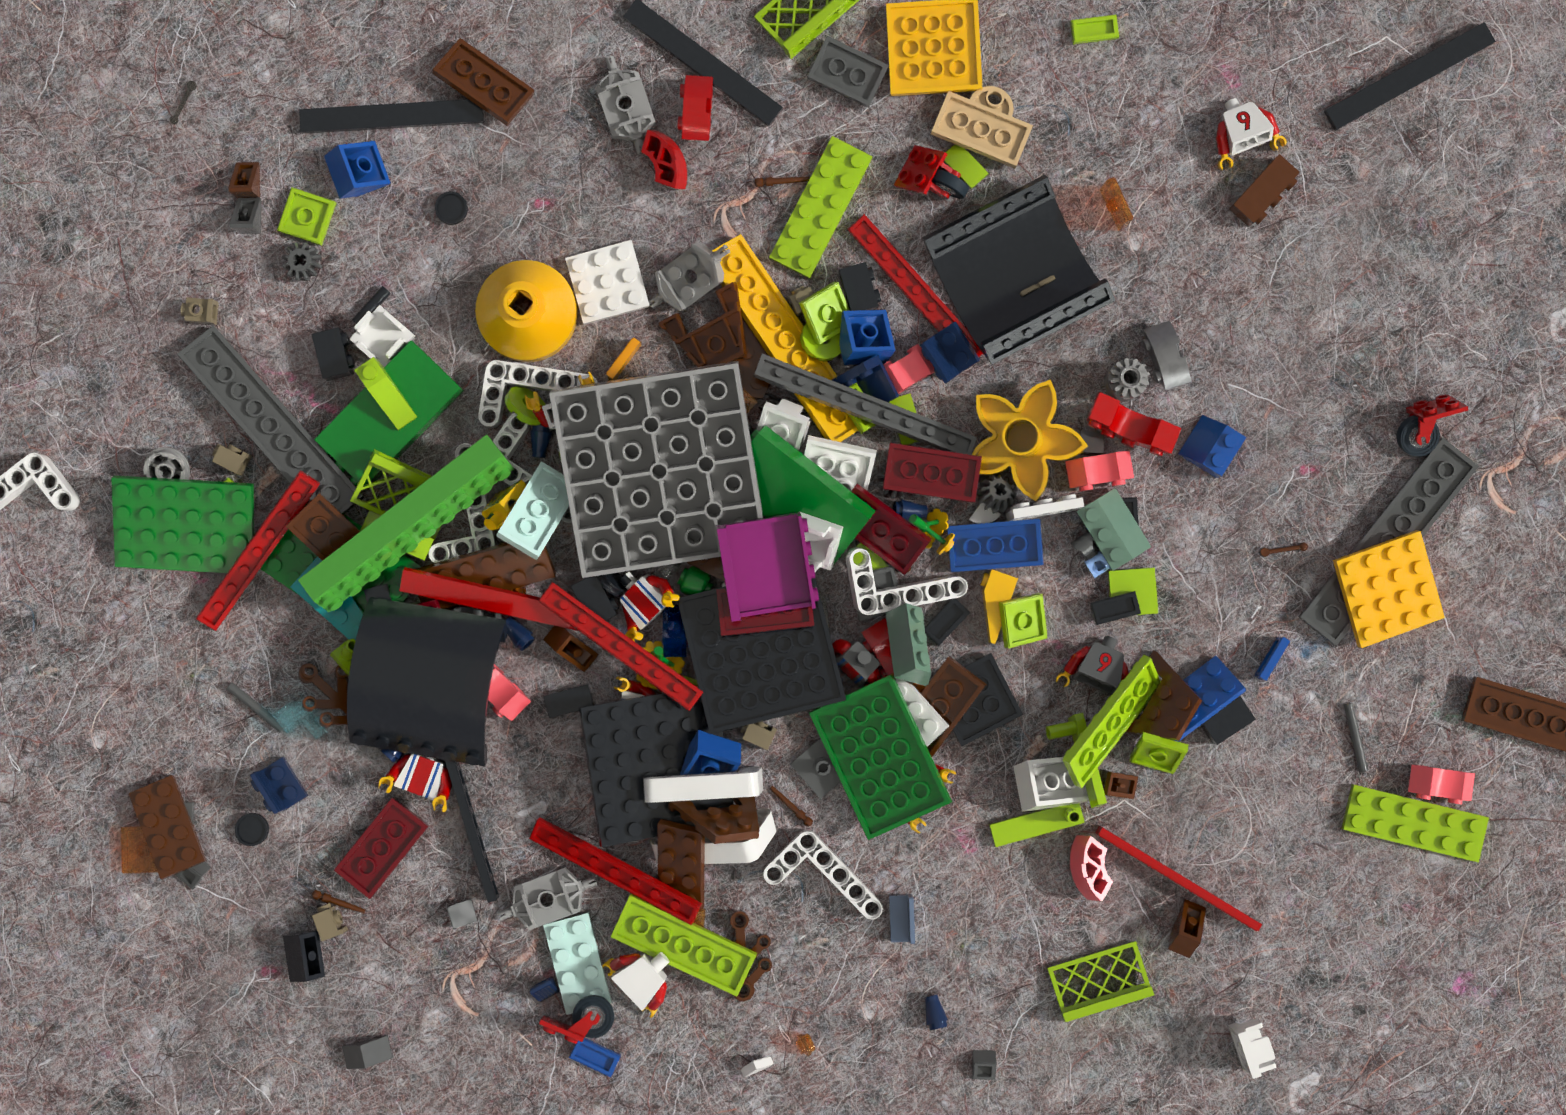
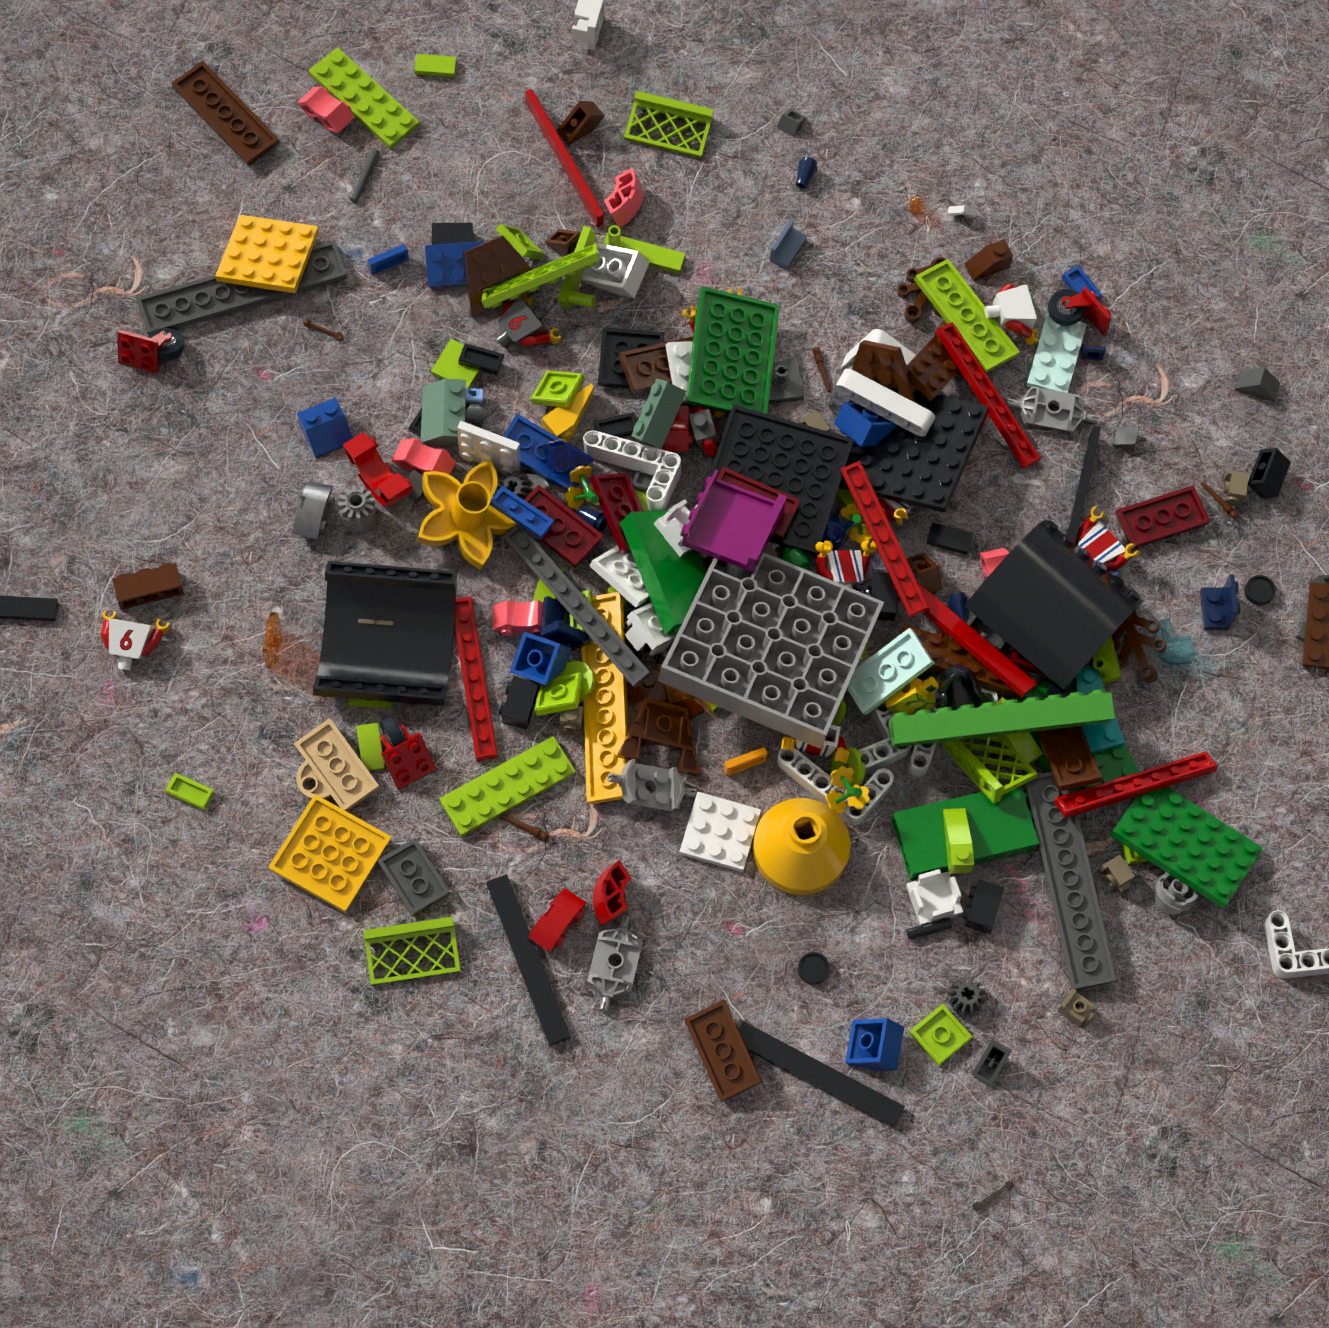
camera: 150 degrees left, 20 degrees down
(245, 180) = (975, 1093): reddish brown slope -> none
(254, 706) = (1206, 678): dark grey bar -> none
(463, 535) = (960, 687): none -> black piece
(500, 378) = (856, 795): none -> yellow plant
(540, 440) = (855, 737): dark blue cone -> none
(698, 1025) = (990, 260): none -> reddish brown slope
(826, 868) = (822, 309): white beam -> none
(949, 352) = (482, 610): dark blue bracket -> none
(968, 550) = (563, 455): none -> clear blue slope
(970, 459) = (521, 512): none -> blue plate
(1370, 904) = (435, 65): none -> lime tile

